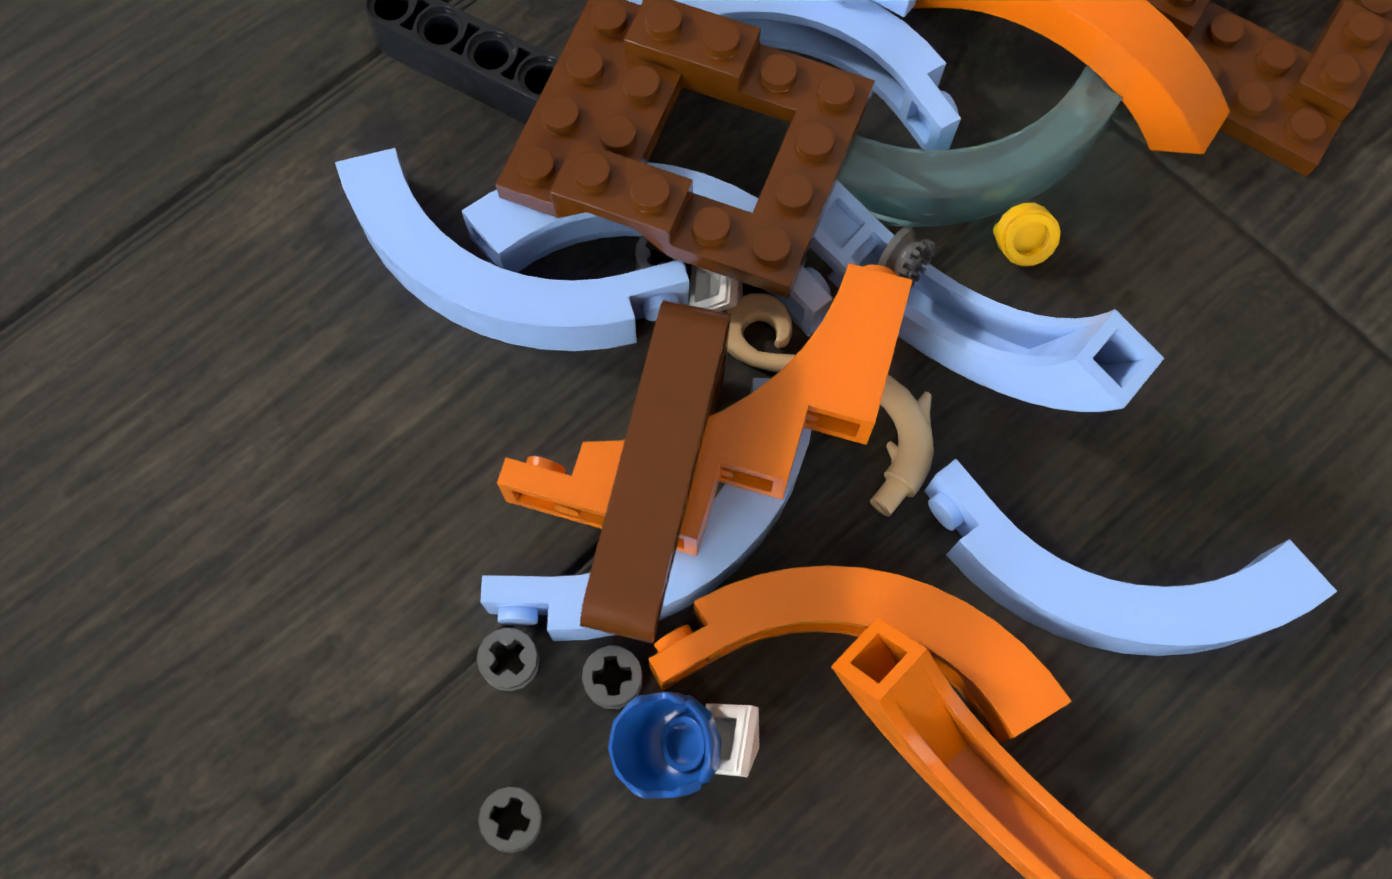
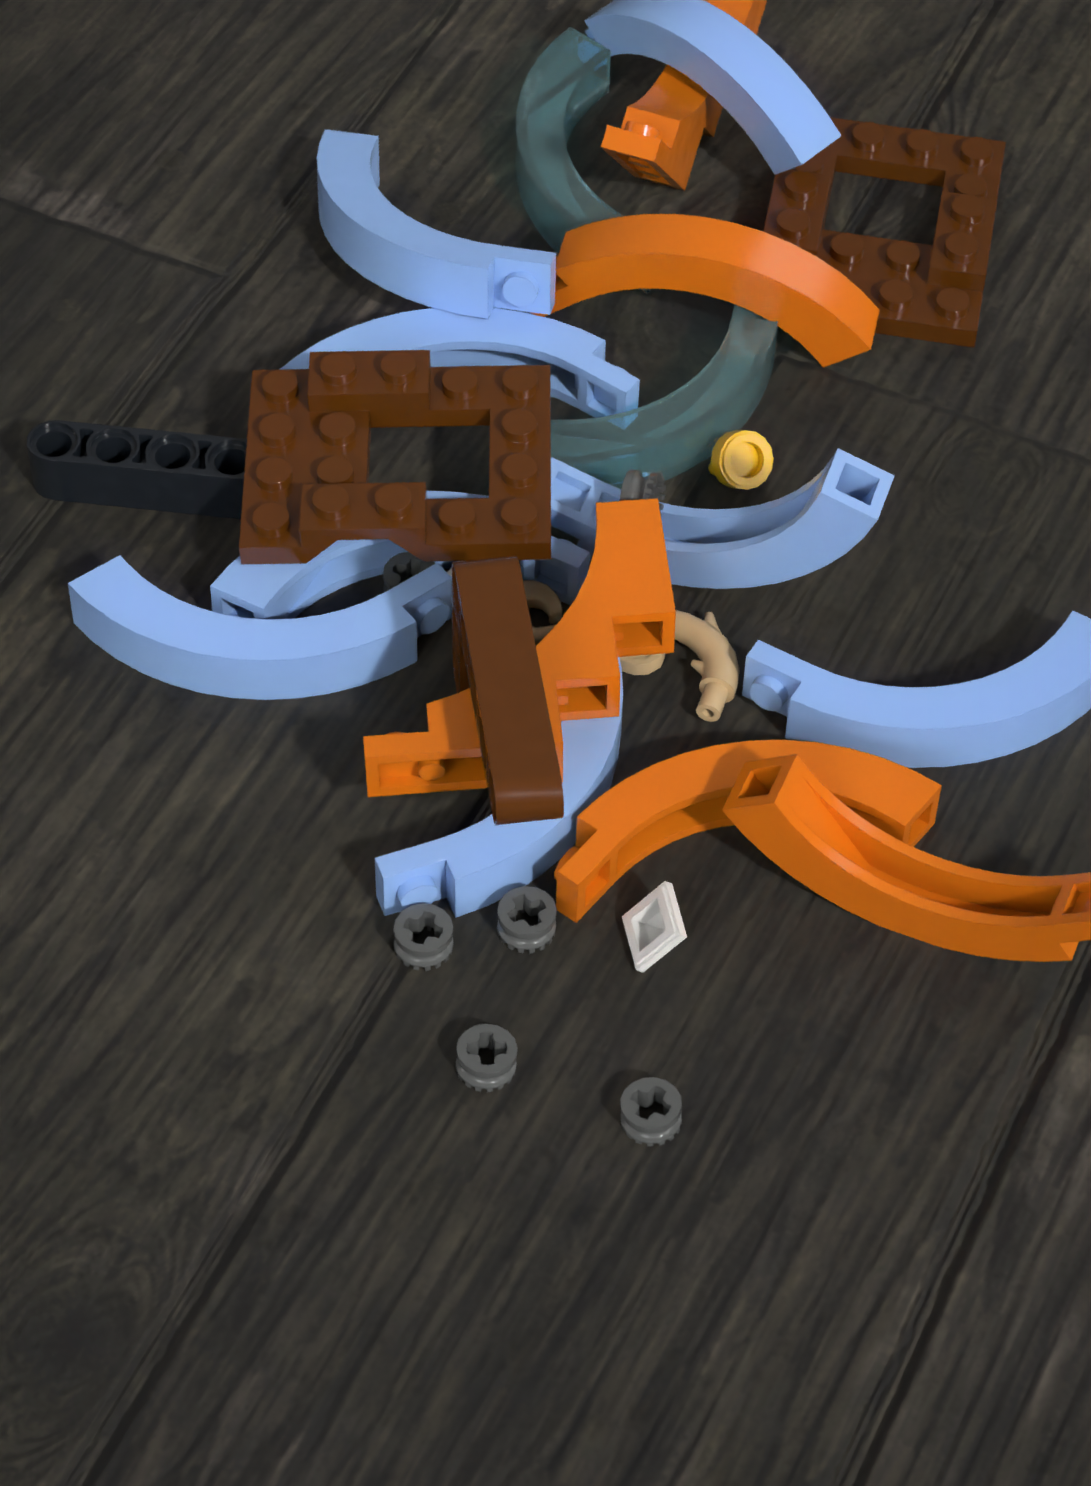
camera: 20 degrees left, 20 degrees down
(664, 745) = (603, 939): blue hair -> none

